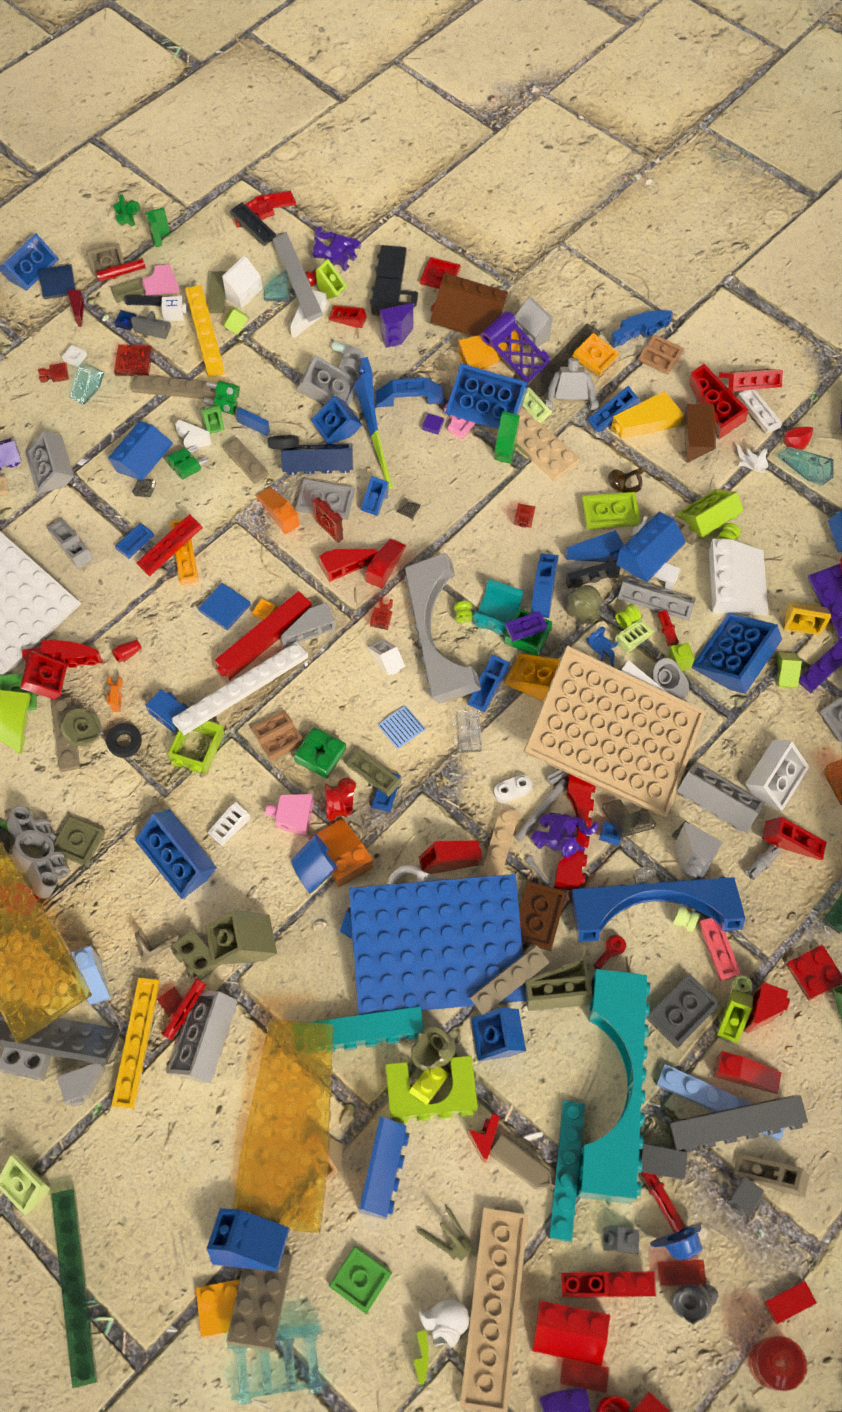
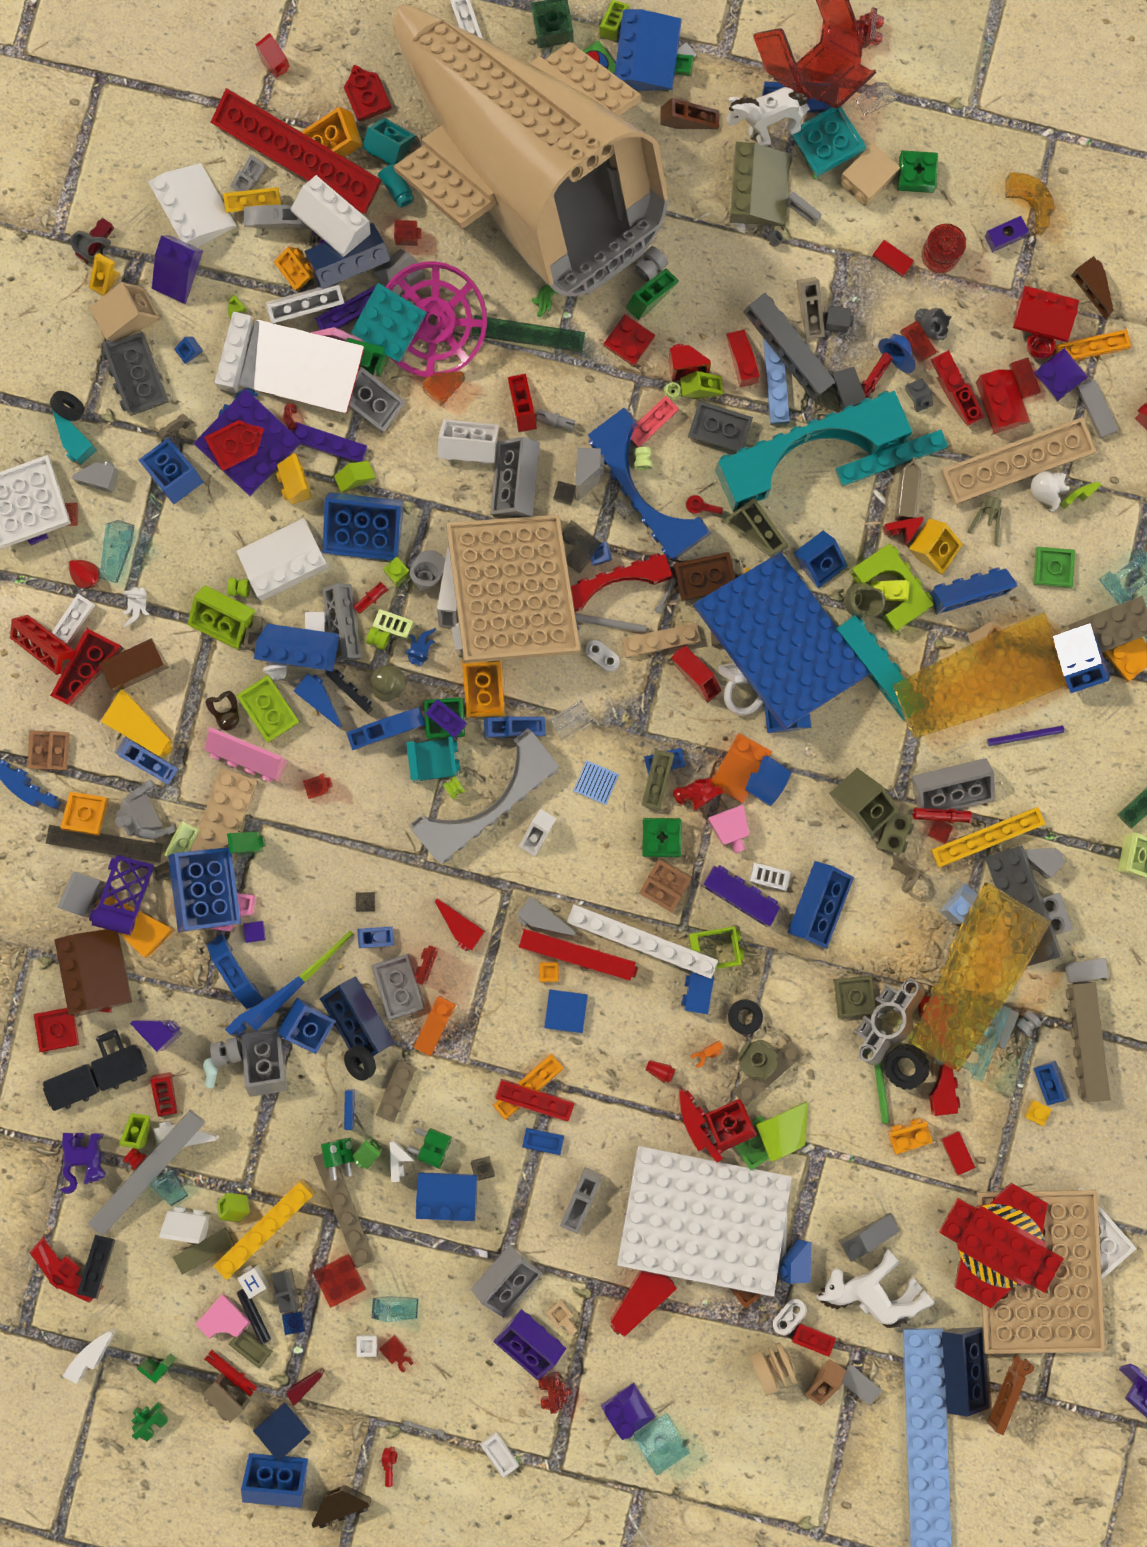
camera: 115 degrees left, 20 degrees up
(194, 197) = (89, 1357): none -> white slope
(208, 1142) = (1025, 735): none -> dark purple bar
(226, 785) = (741, 896): none -> dark purple slope
(382, 616) = (498, 859): clear red plate -> none
(384, 563) = (437, 888): red slope -> none
(449, 1160) = (936, 545): none -> yellow slope
(509, 980) = (777, 569): dark tan plate -> none
(560, 832) = (626, 592): dark purple animal -> none
(581, 476) = (244, 754): none -> bright pink slope

